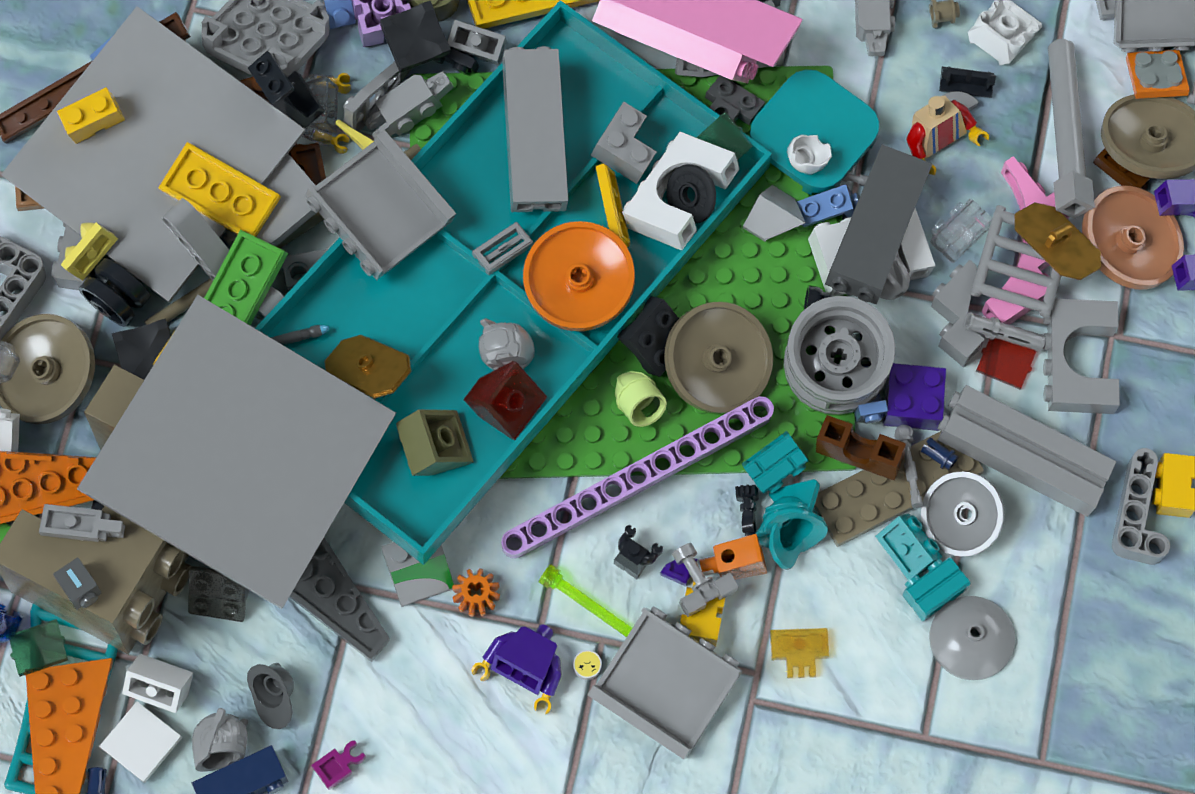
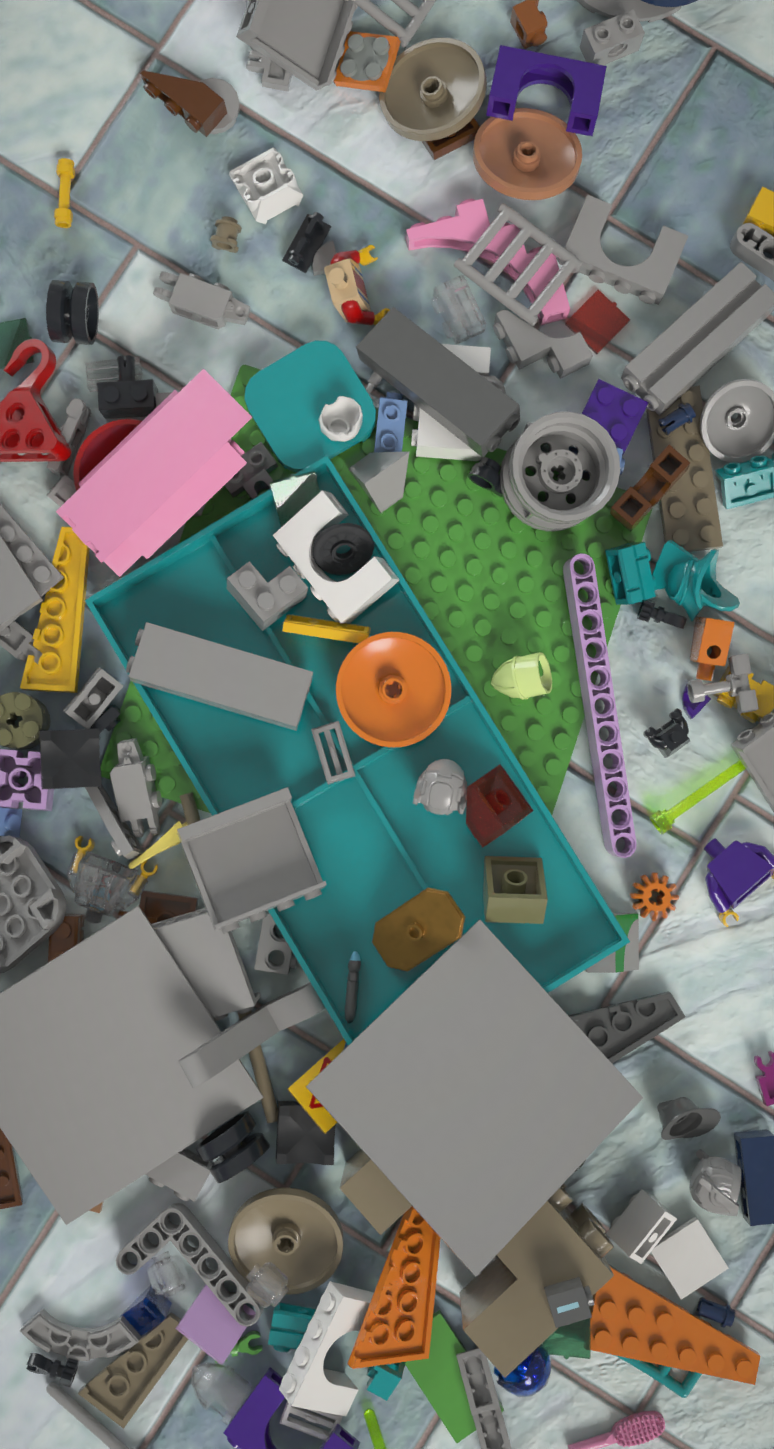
camera: 70 degrees left, 15 degrees up
(79, 523) = (503, 1280): light grey hinge -> none
(89, 251) = (188, 1168): light yellow tile -> none
(90, 115) = (42, 1119): yellow brick -> none
(219, 191) = (172, 1013): yellow tile -> none
(246, 276) = (284, 1027): bright green tile -> none
(287, 94) = (89, 910): black panel -> none
(587, 665) = (755, 817): light yellow tile -> none
(648, 335) = (472, 637): black brick -> none
(718, 357) = (513, 586): dark tan dish -> none
(904, 434) = (643, 444): light grey piece -> none
(993, 328) = (574, 318): light grey pin -> none
(1057, 241) = (516, 221): pearl gold shield -> none
(1073, 189) = (464, 185): light grey brick -> none

